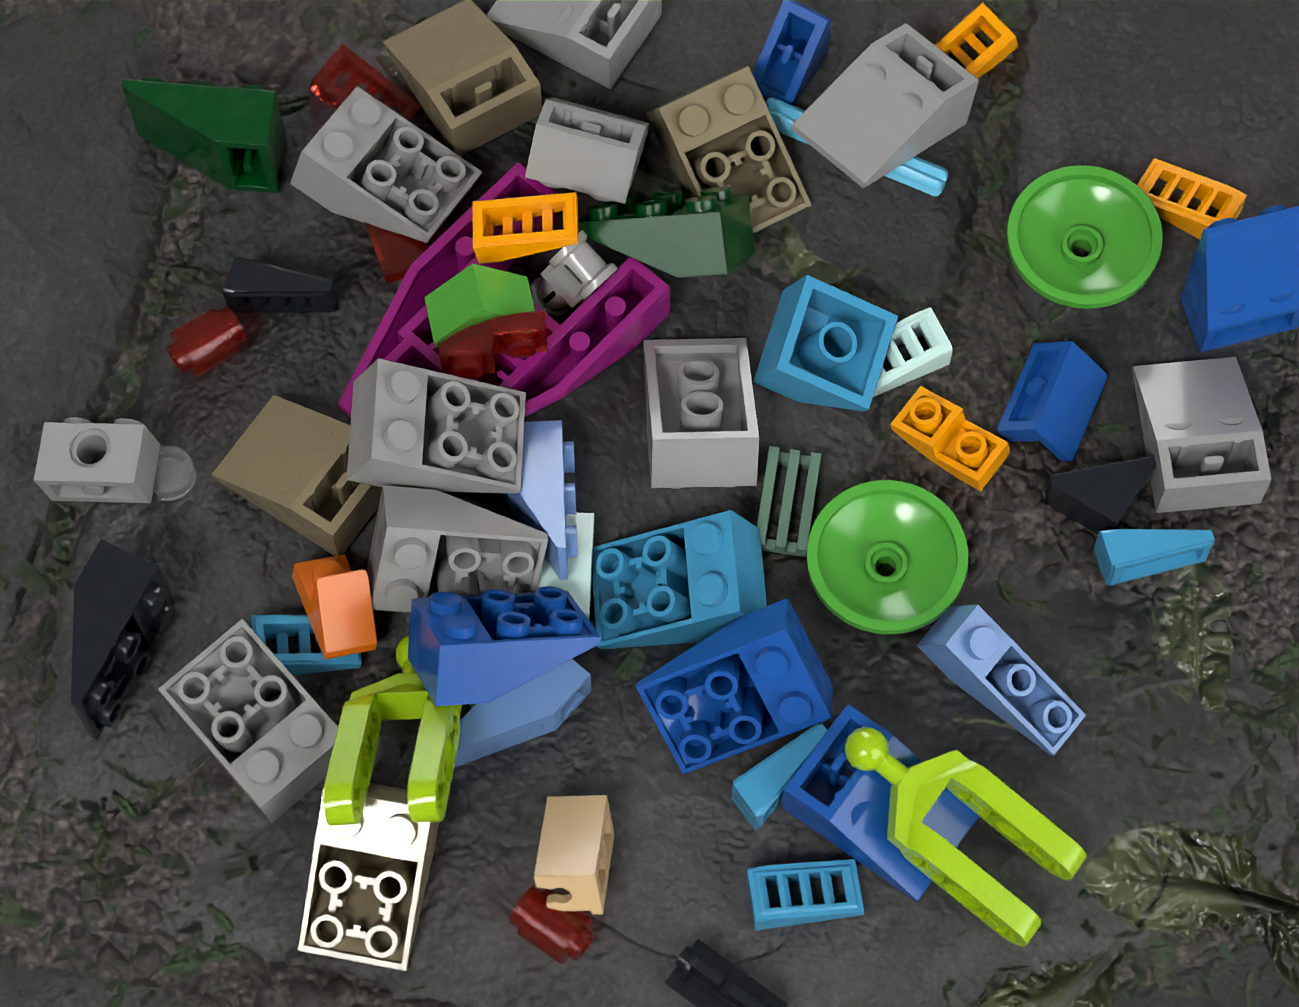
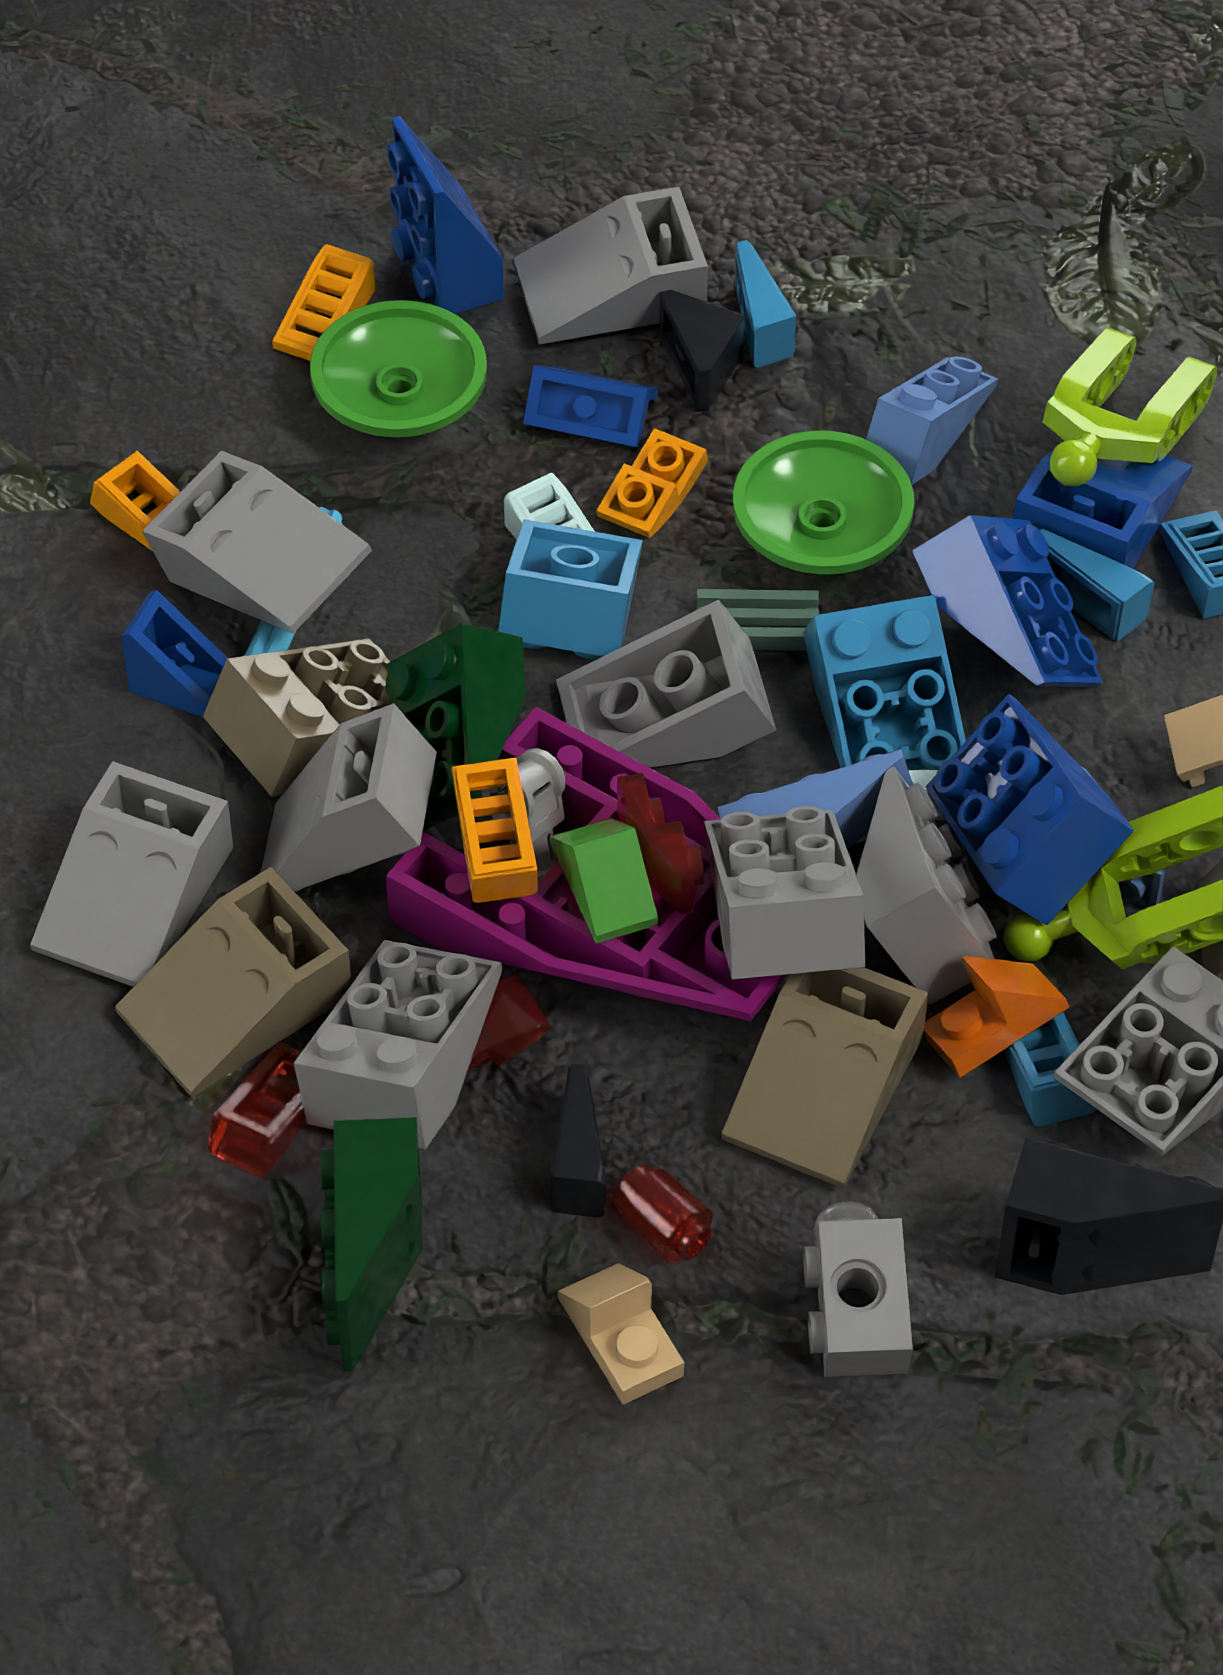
camera: 100 degrees left, 15 degrees down
(131, 303) = (622, 1331): none -> tan slope

